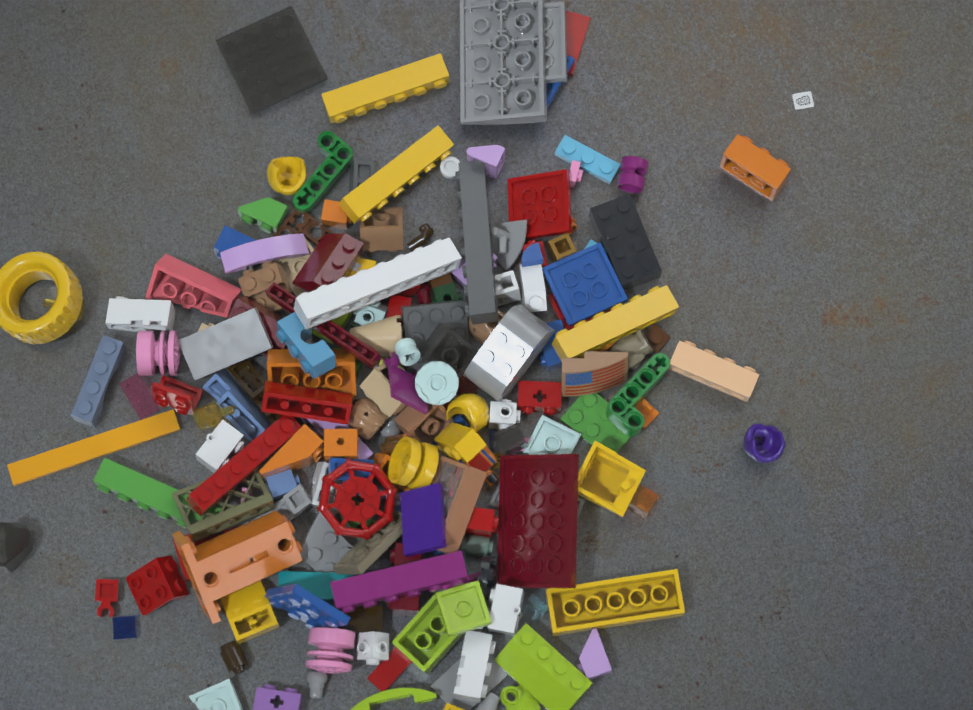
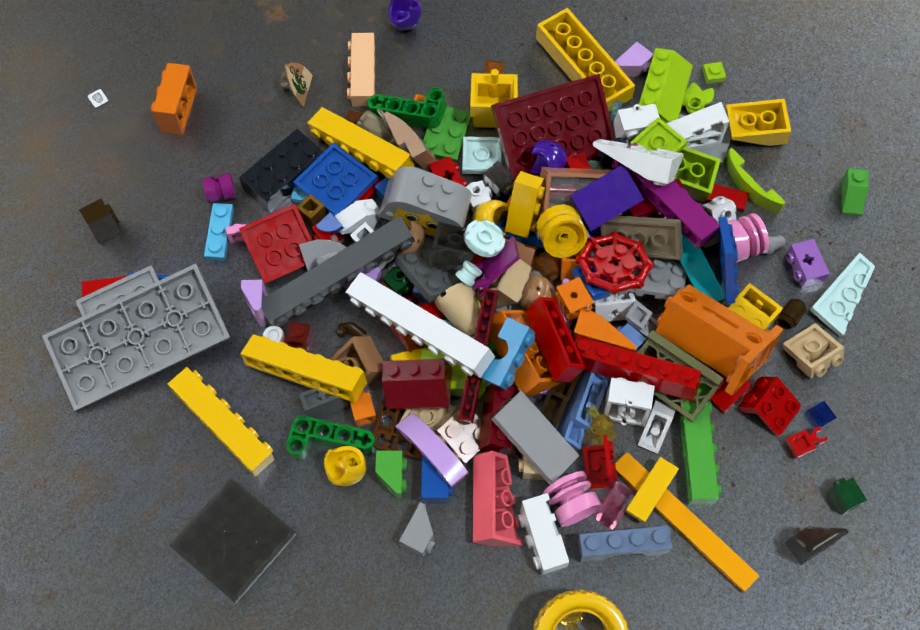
camera: 115 degrees left, 10 degrees down
(39, 603) = (847, 495): none -> dark green brick
(132, 430) = (652, 490): none -> yellow tile
(186, 655) = (814, 351): none -> tan plate
(187, 466) = (656, 426): none -> white slope
(197, 213) = (418, 534): none -> light grey slope
(434, 187) = (299, 335): none -> clear red brick
(435, 569) = (653, 165): none -> white wedge
(500, 492) = (548, 155): none -> dark purple piece
(642, 50) = (100, 220): none -> dark brown brick
(725, 297) = (298, 80): none -> shield

